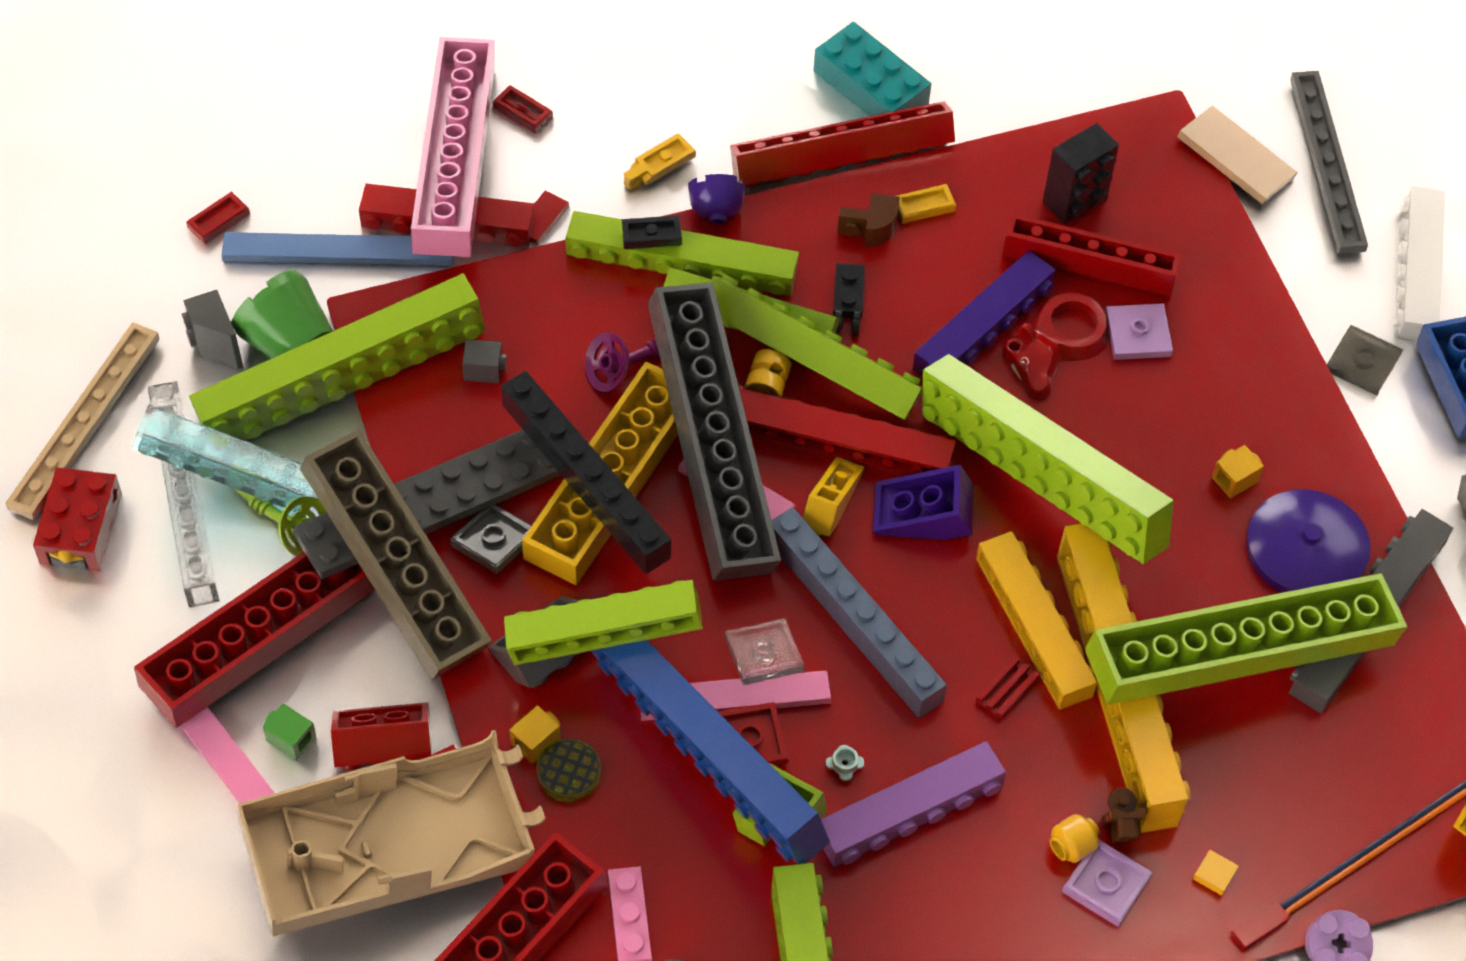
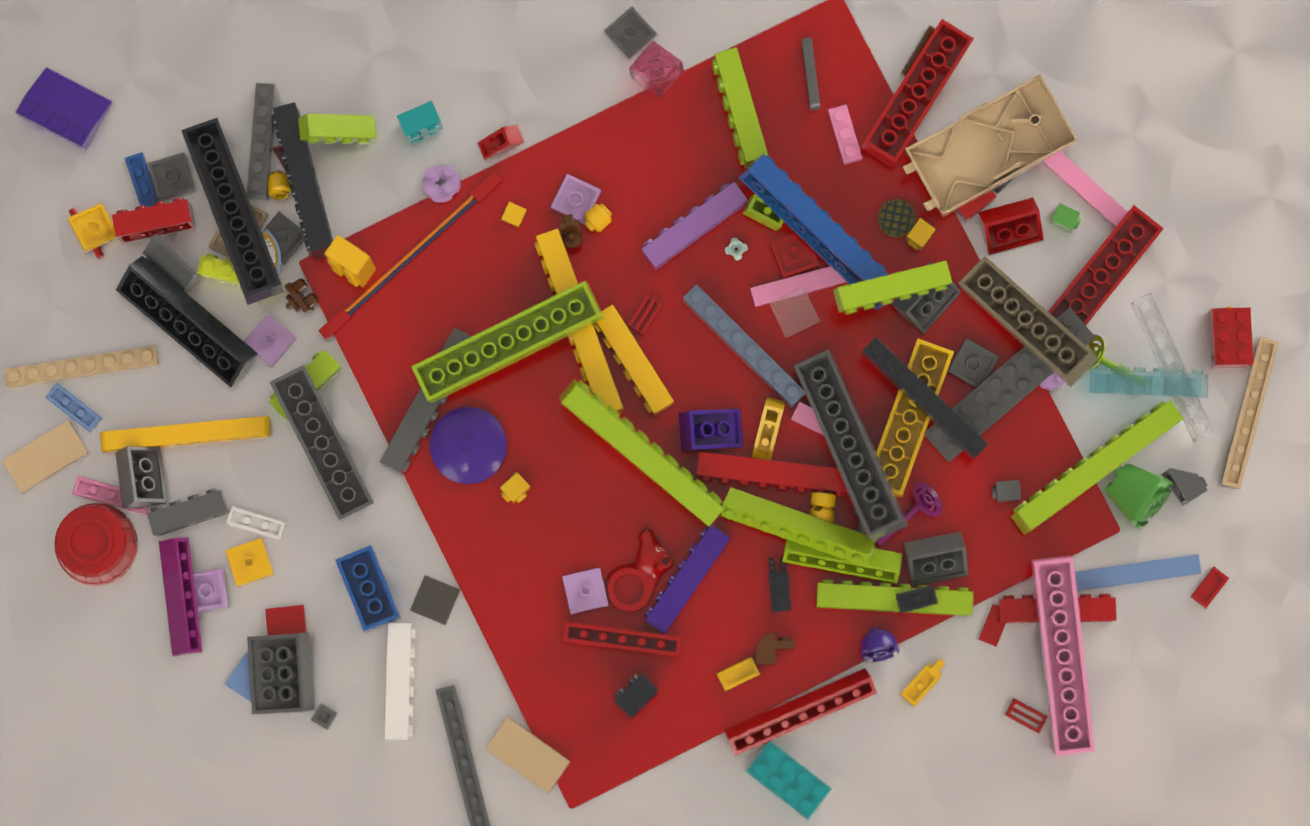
camera: 175 degrees right, 25 degrees up
(608, 295) = (936, 558): none -> dark grey slope

